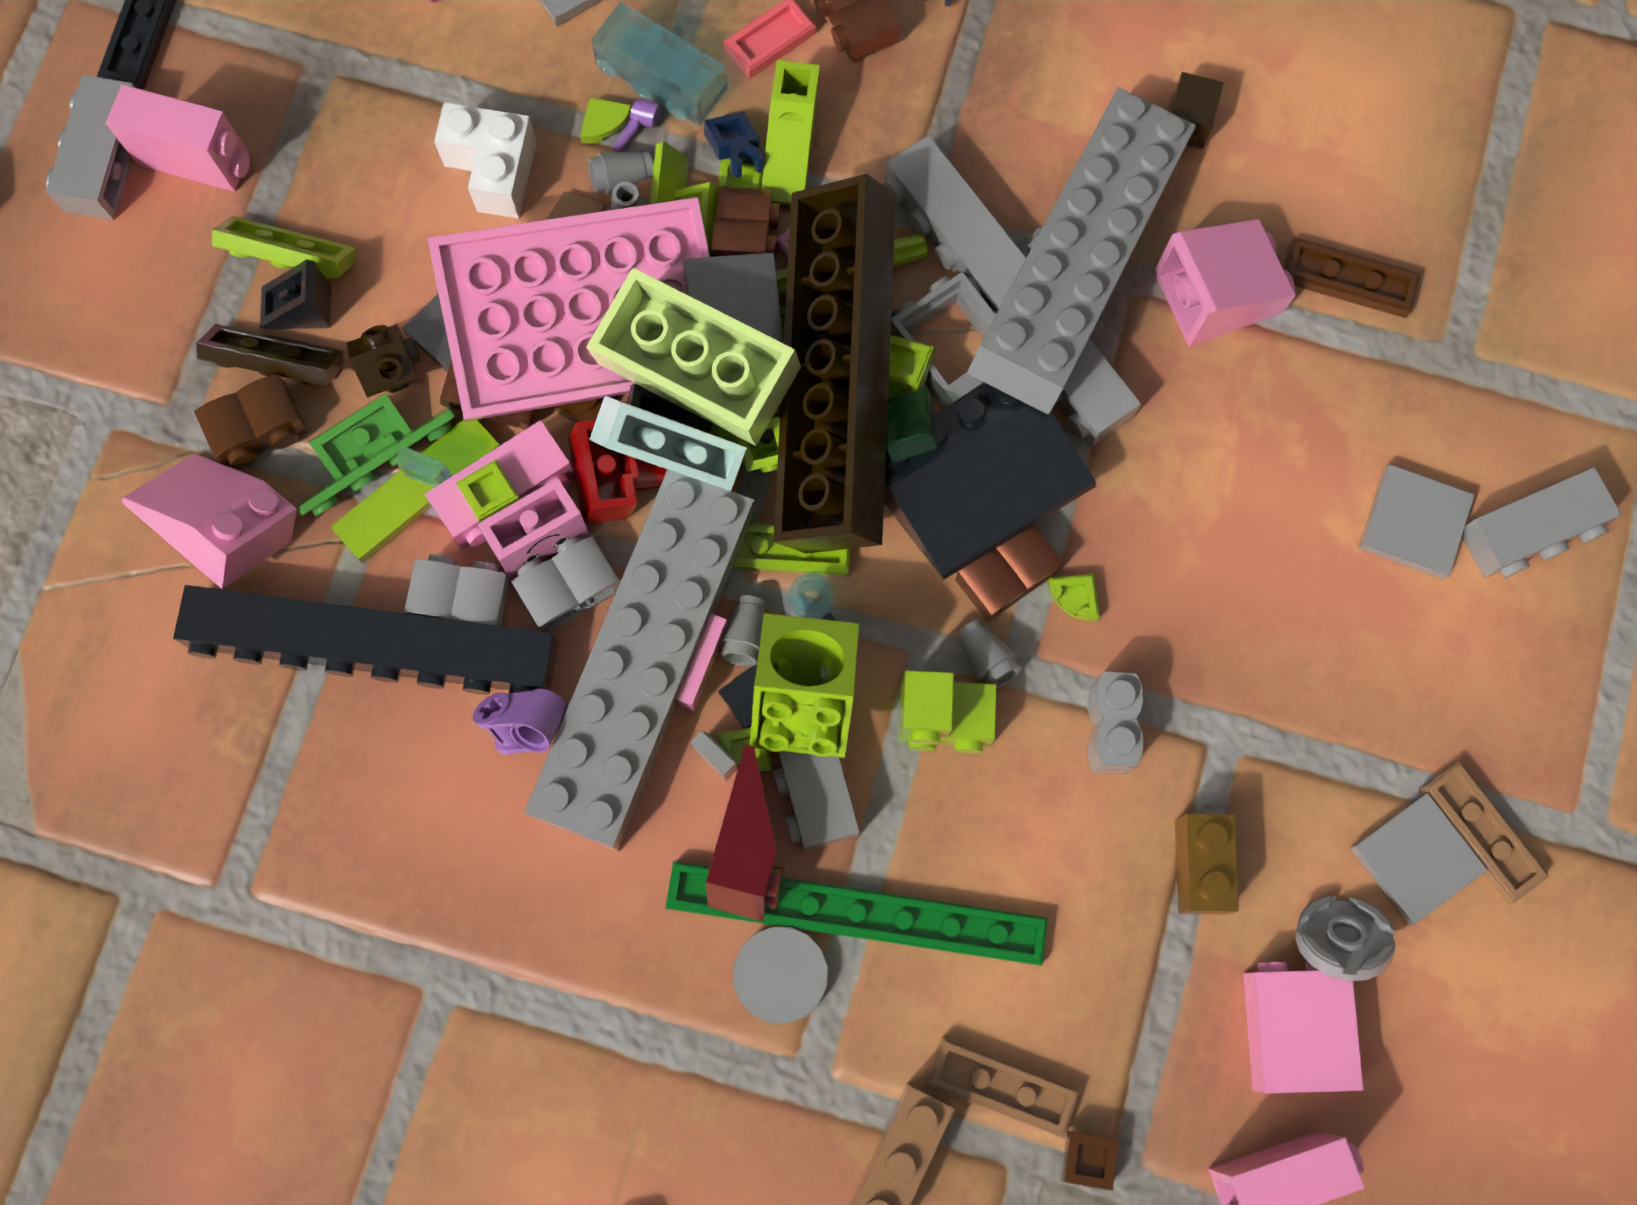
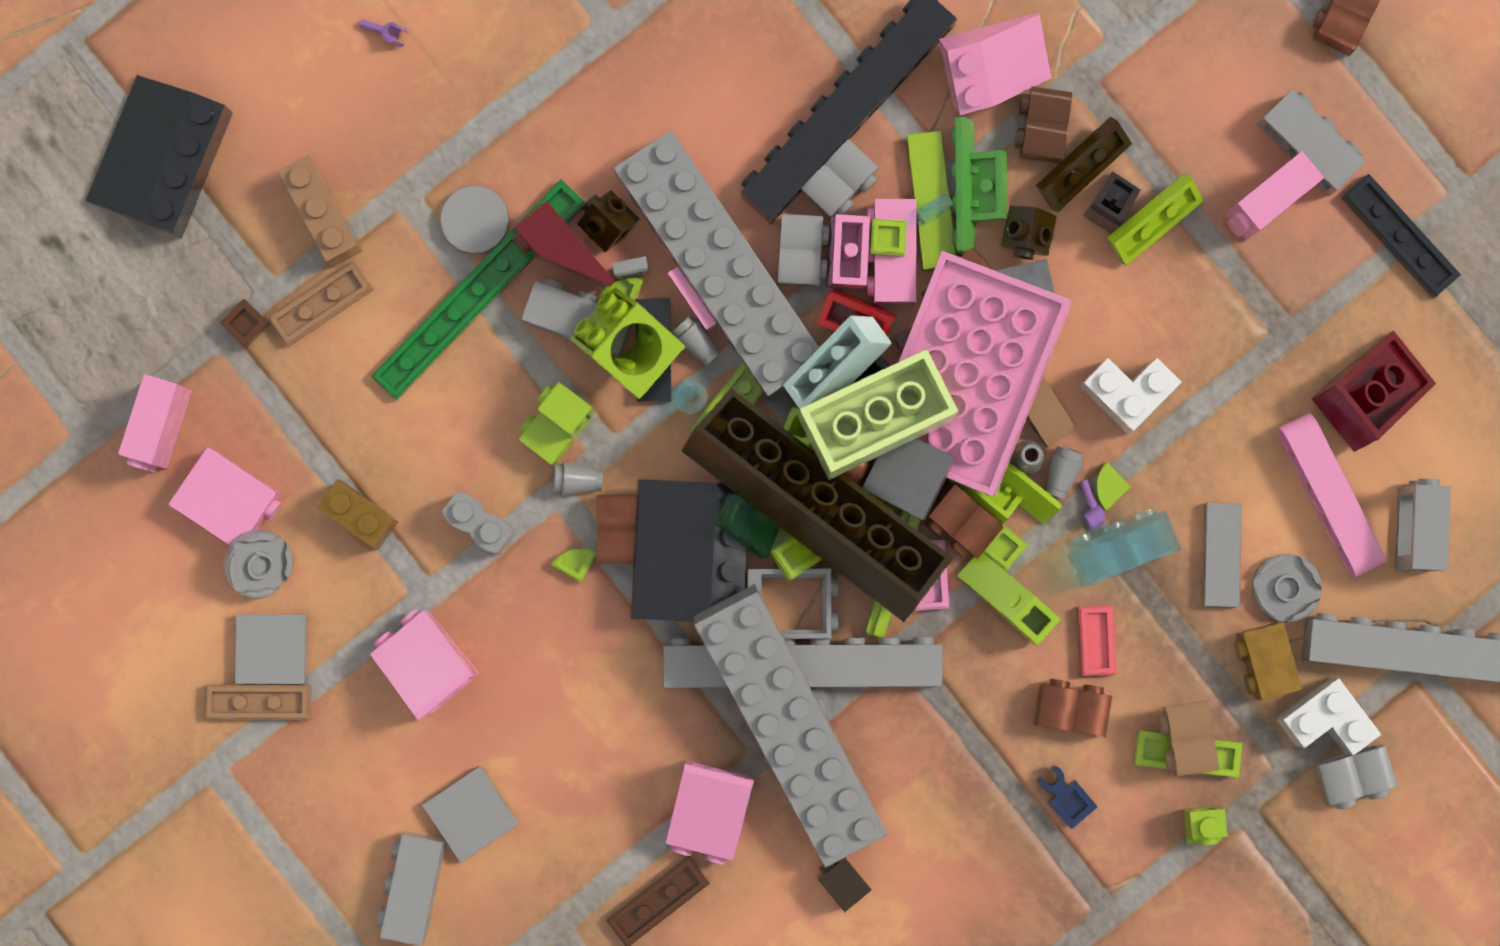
camera: 125 degrees right, 10 degrees up
(521, 719) = (730, 165): medium lavender piece -> none
(677, 817) = (607, 220): none -> dark brown brick
(736, 139) = (1032, 561): dark blue plate -> none
(1311, 670) = (423, 663): none -> bright pink slope

